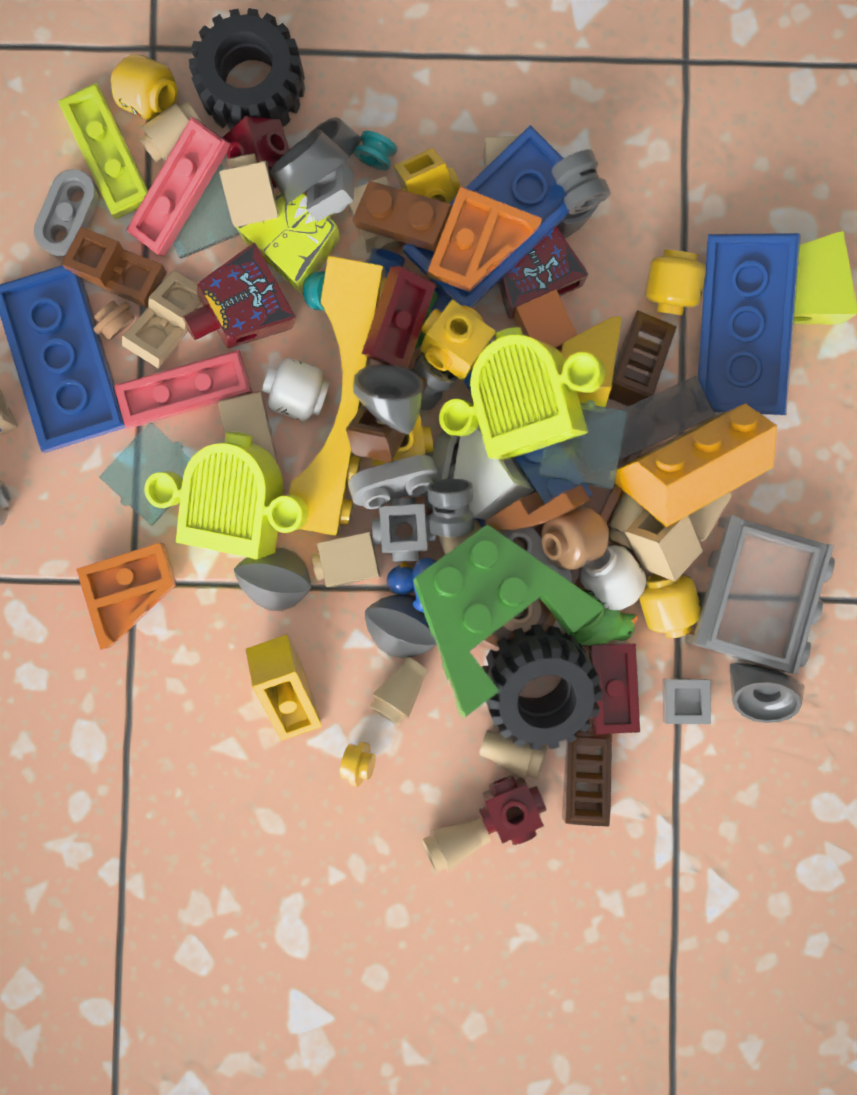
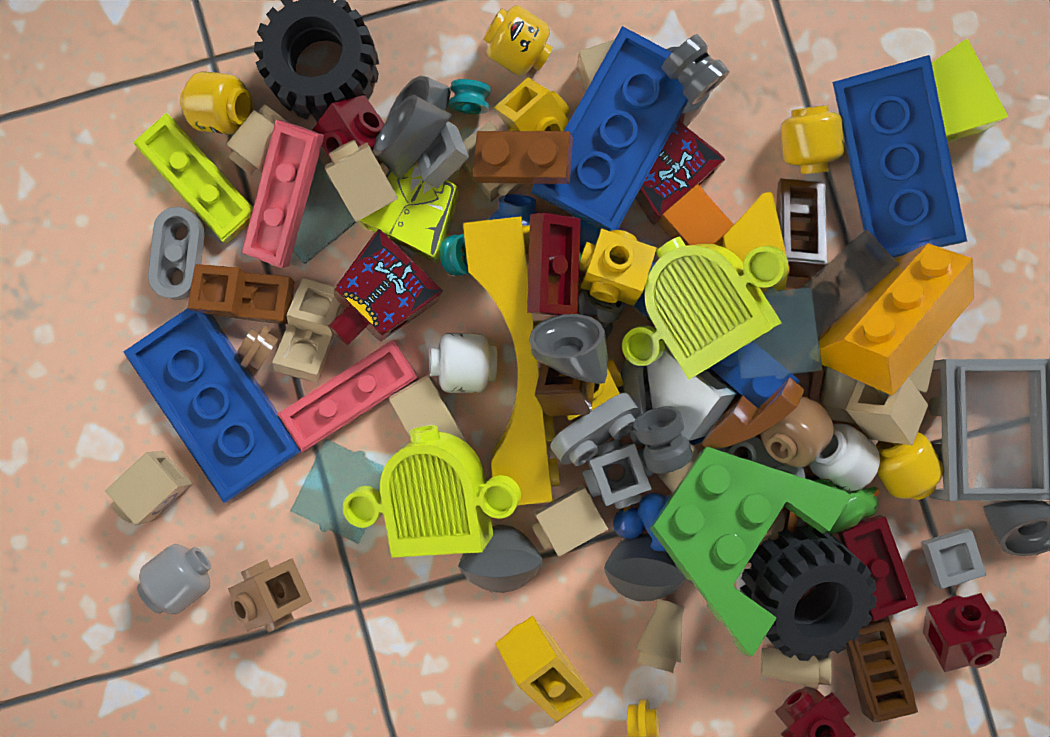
camera: 15 degrees left, 0 degrees up
(55, 543) = (268, 595): none -> medium nougat brick
(125, 590) = (352, 618): orange wing -> none
(435, 112) = (518, 40): none -> yellow head
(478, 239) = (608, 158): orange wing -> none
(674, 768) = (964, 632): none -> dark red brick

